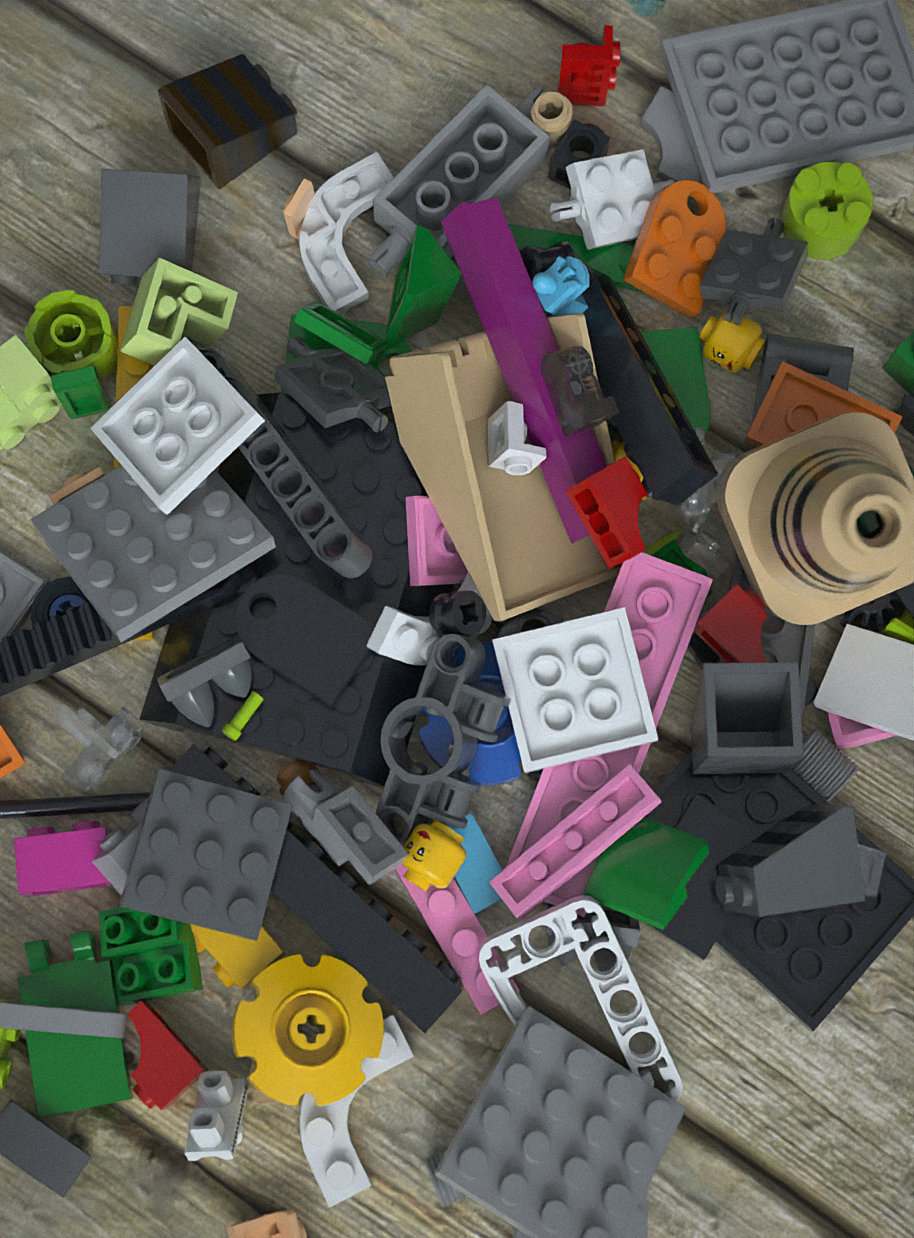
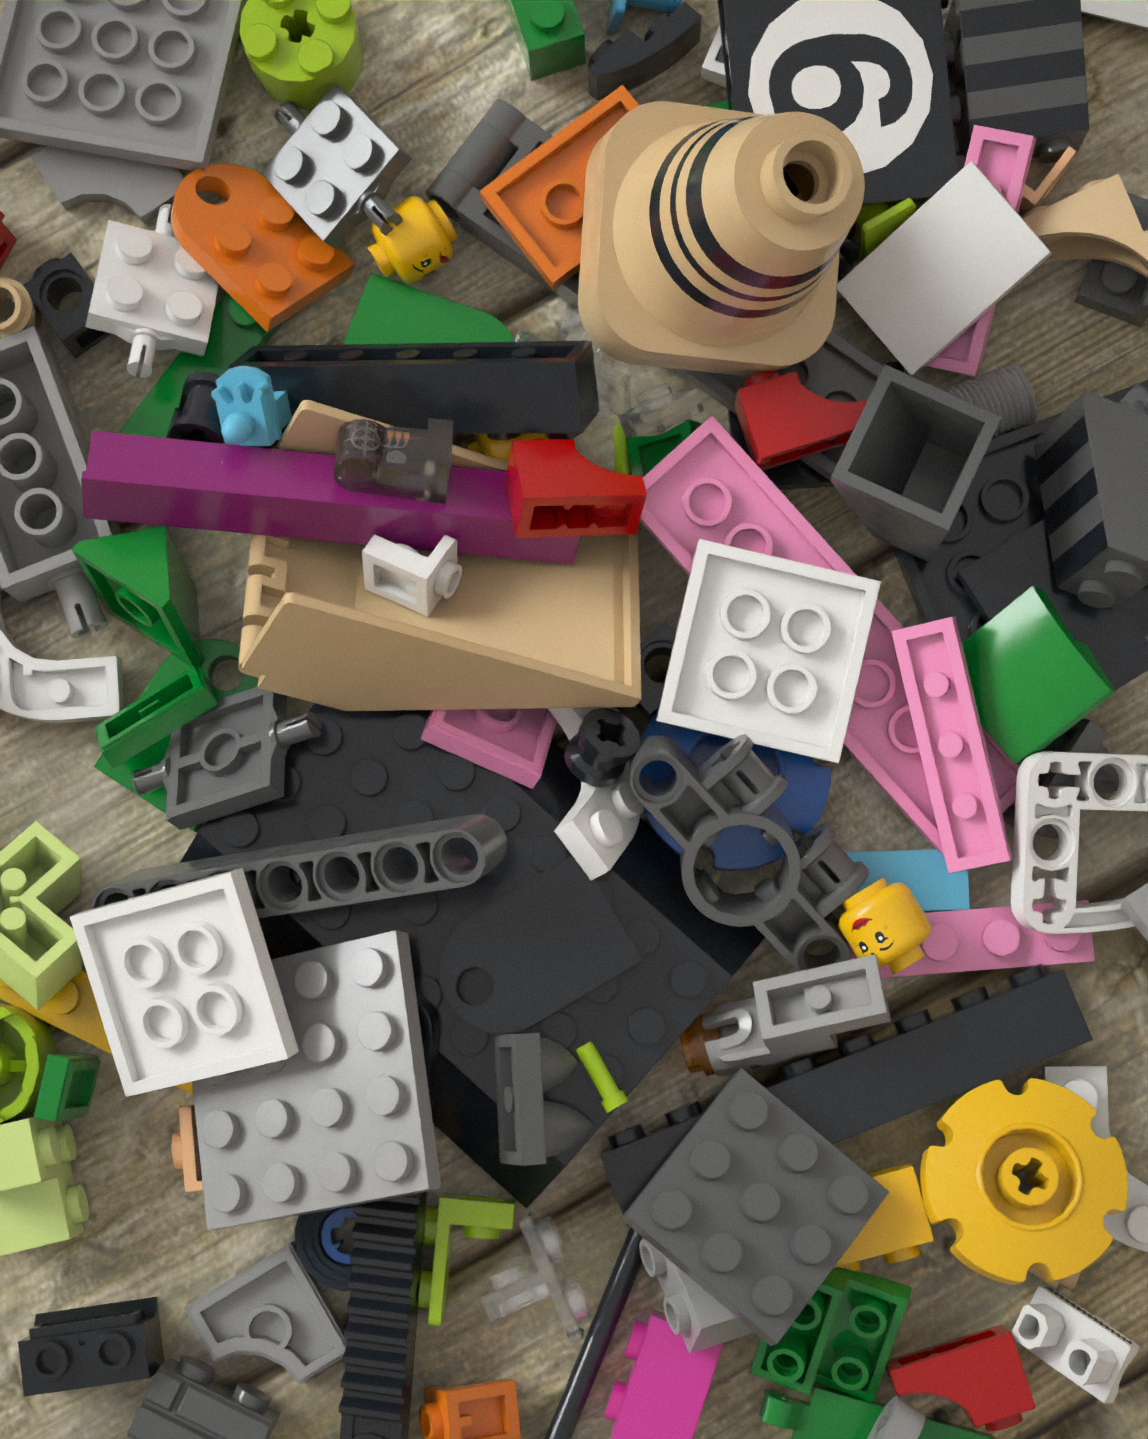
camera: 50 degrees left, 5 degrees up
(118, 691) = (482, 1219): none -> lime bracket

